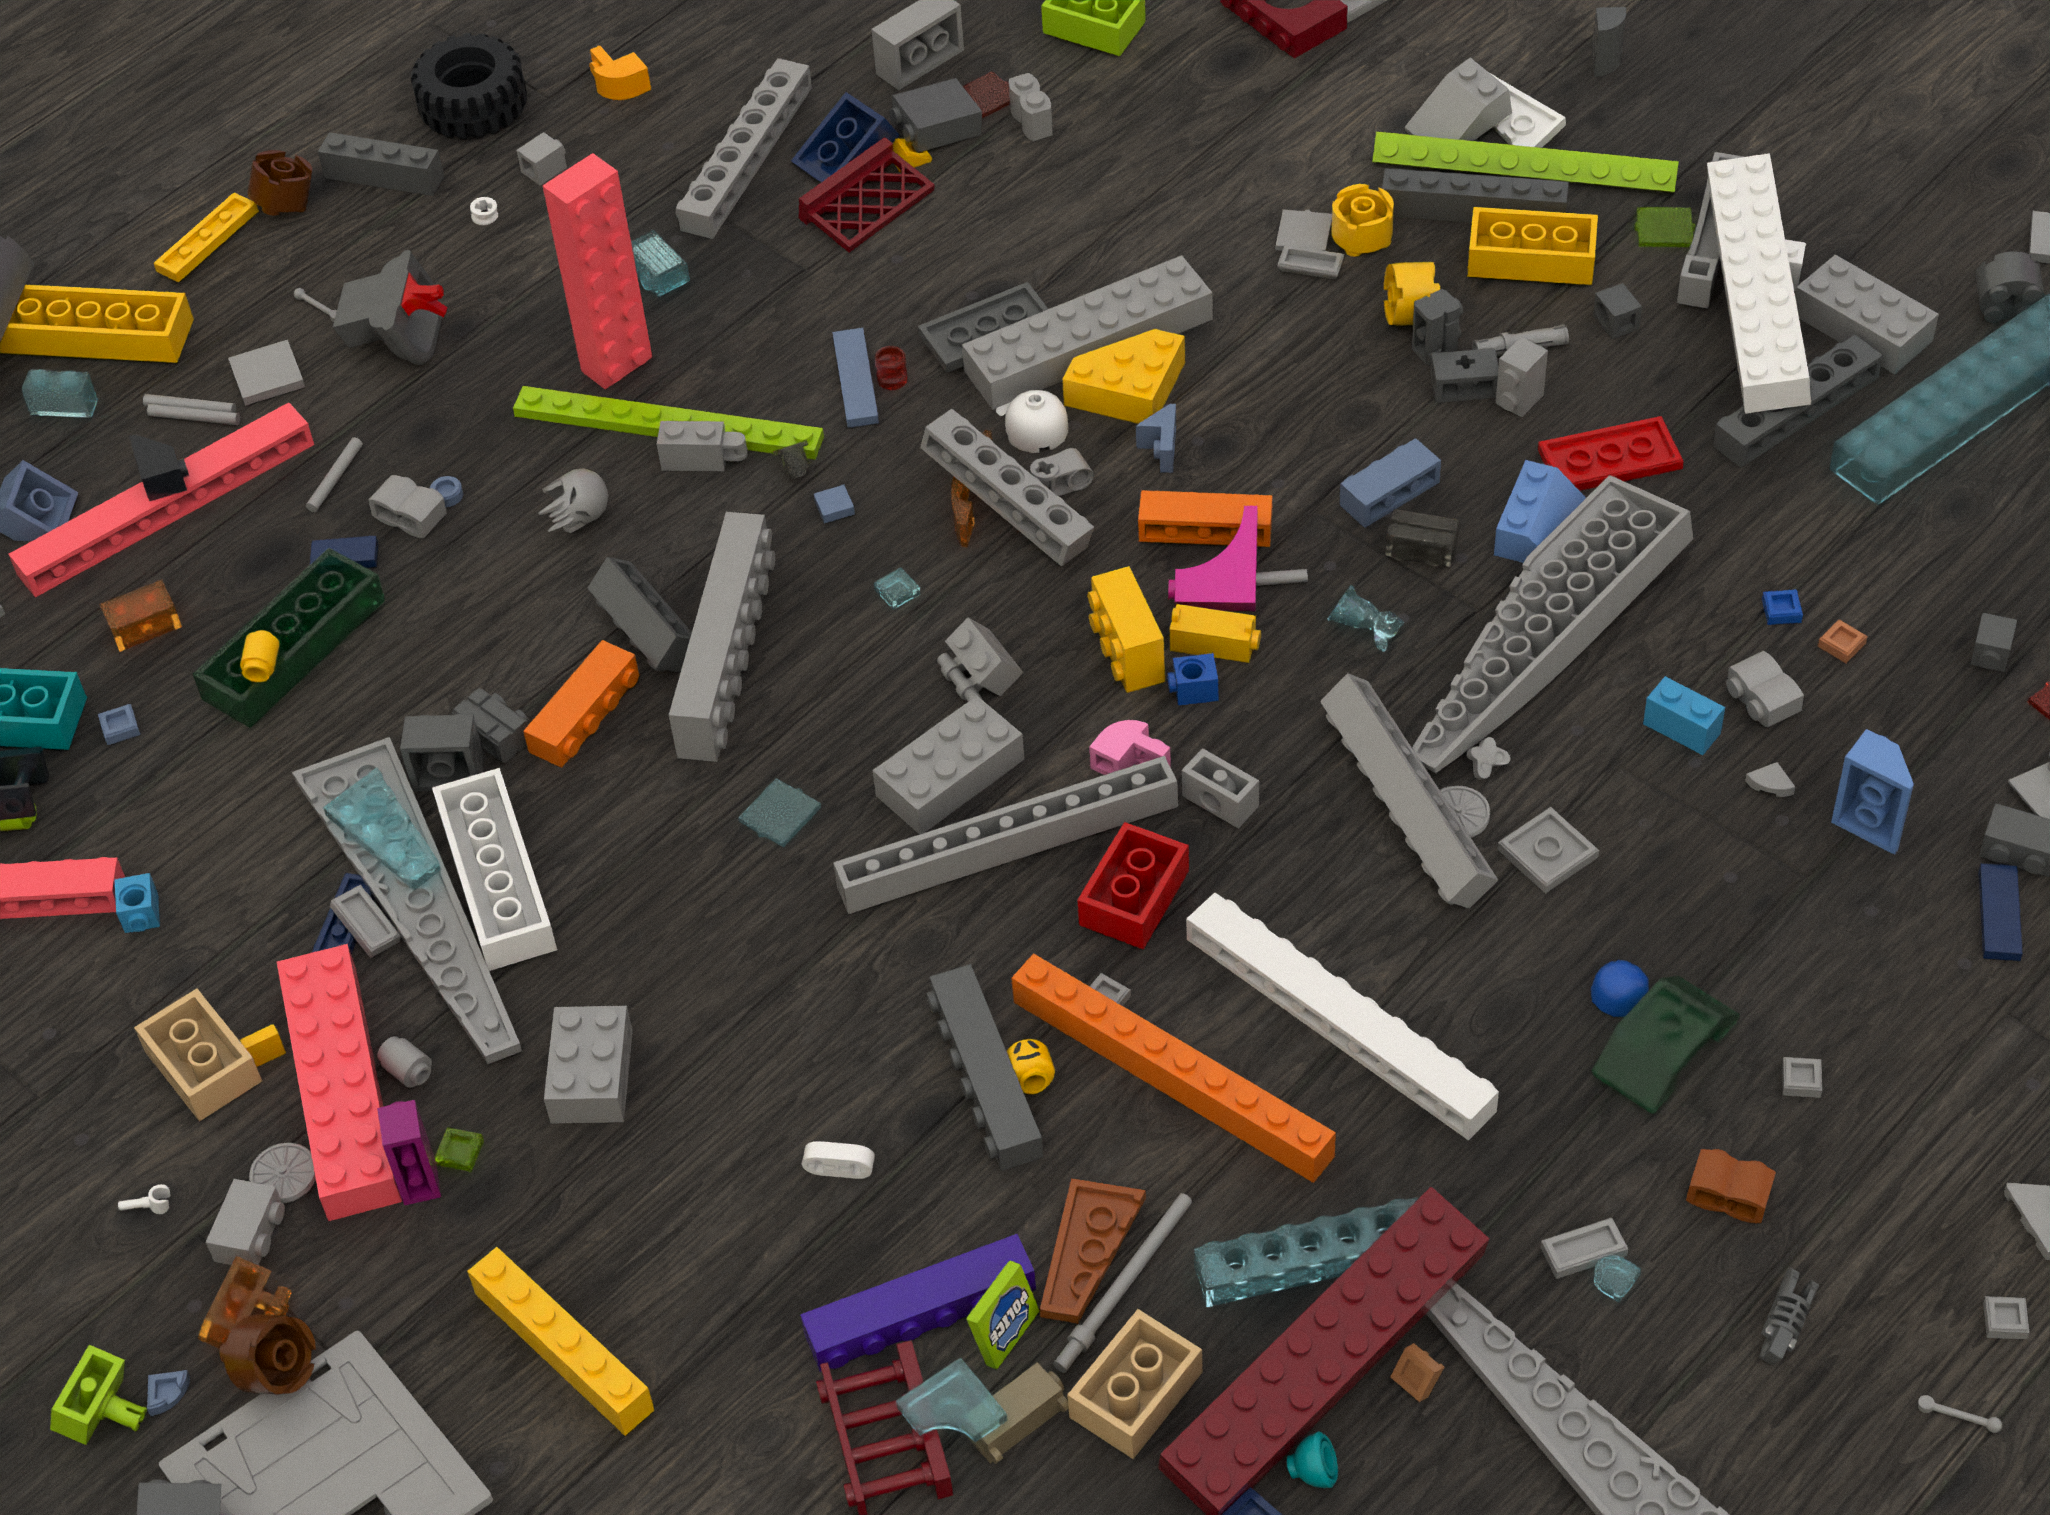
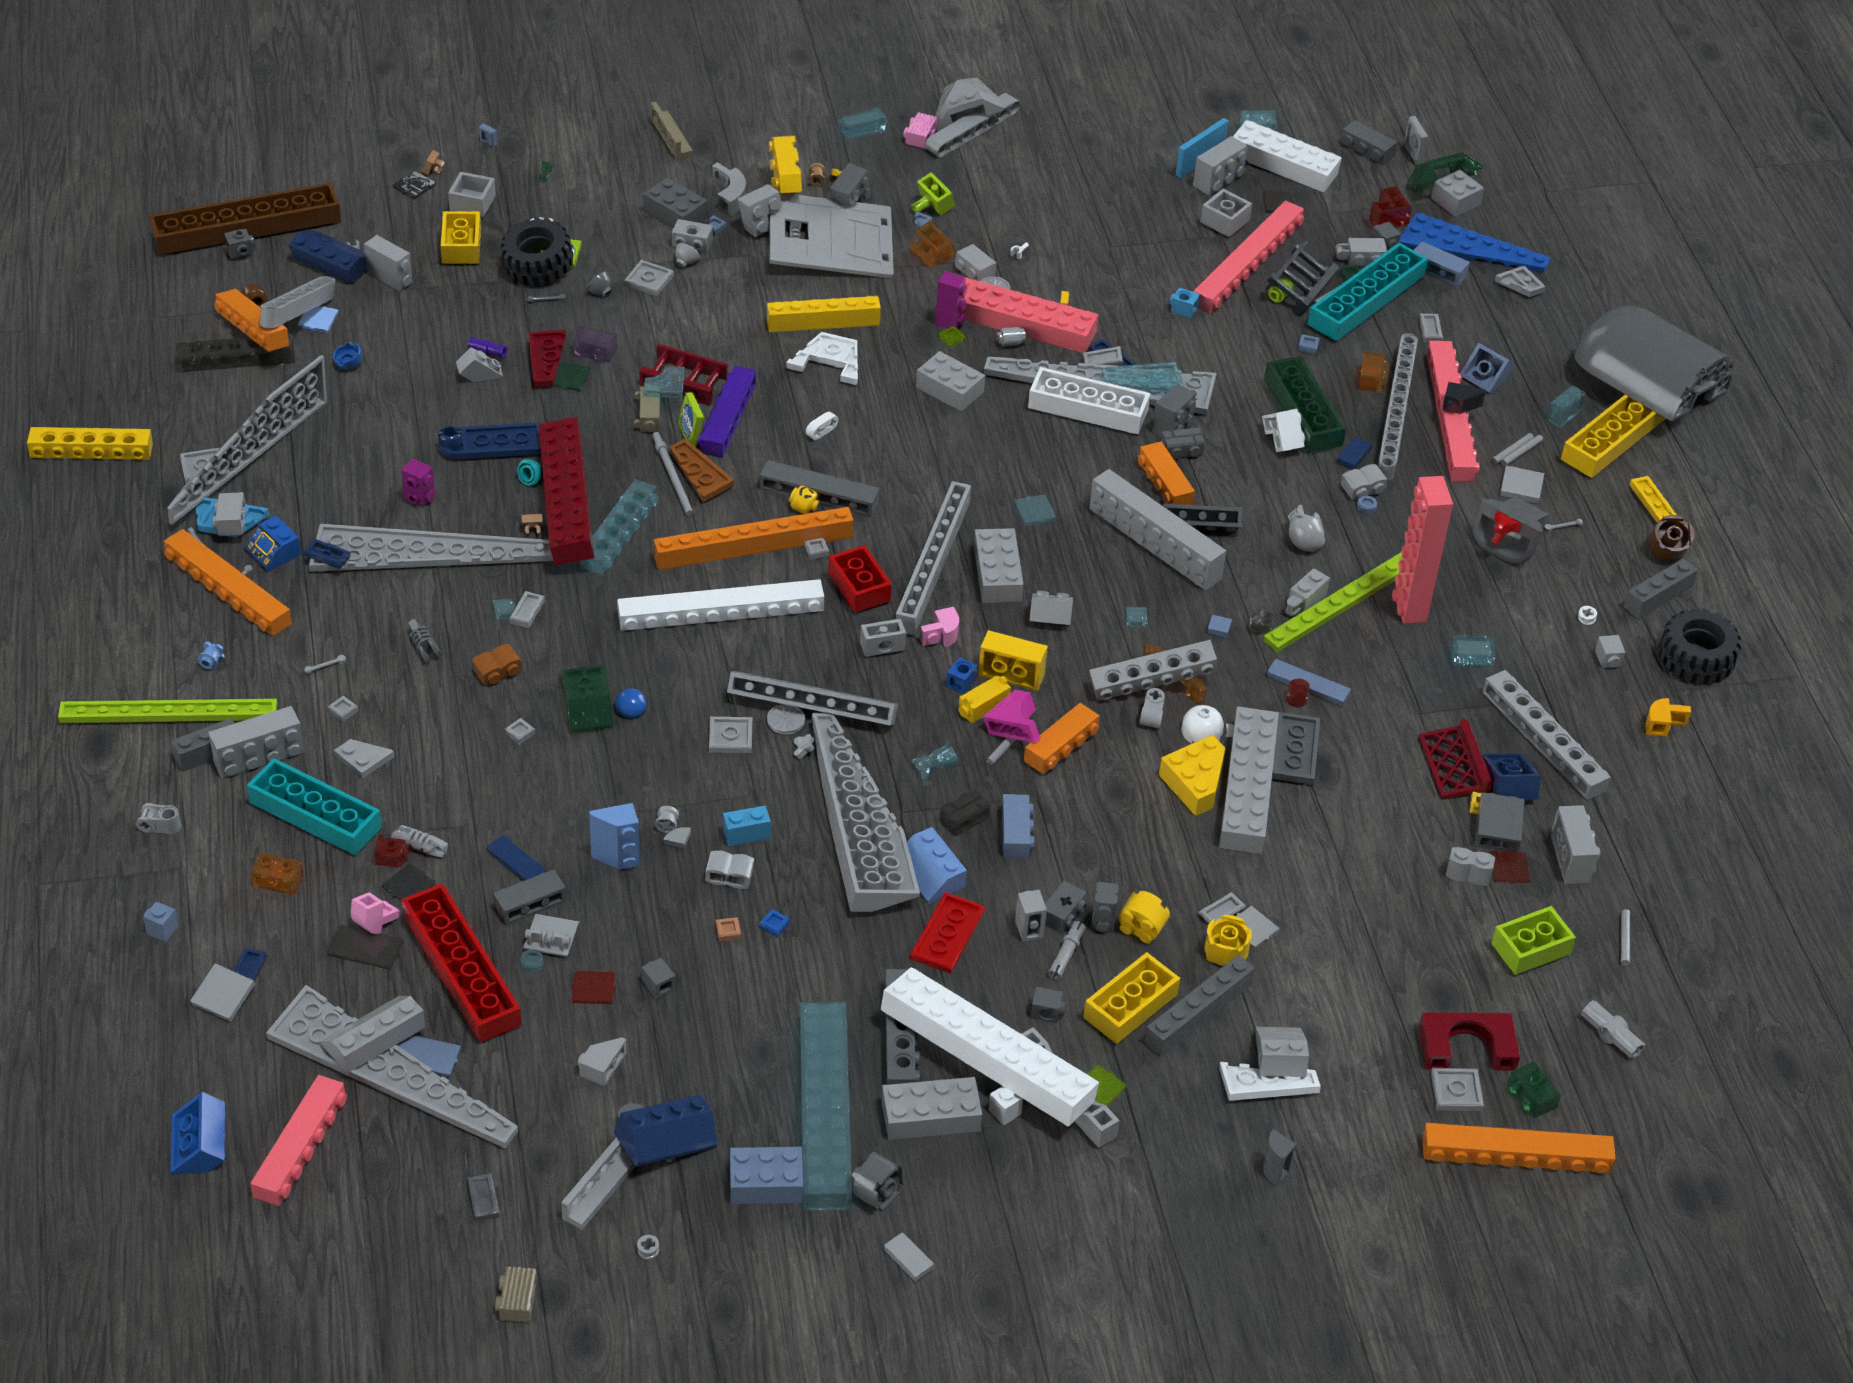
camera: 120 degrees right, 5 degrees down
(198, 1054) = (1080, 279): tan brick -> none
(200, 553) = (1397, 405): none -> light grey beam
(259, 656) = (1285, 371): yellow brick -> none
(269, 1354) = (898, 235): reddish brown brick -> none
(334, 474) = (1410, 467): light grey bar -> none
(365, 626) = (1285, 429): none -> white brick
(640, 1271) = (832, 351): none -> white wing
(1135, 1383) = (620, 440): tan brick -> none
(1159, 433) = (1137, 763): sand blue slope -> none
(1525, 162) = (1207, 1056): lime plate -> none
(1763, 802) = (667, 819): none -> light grey wheel

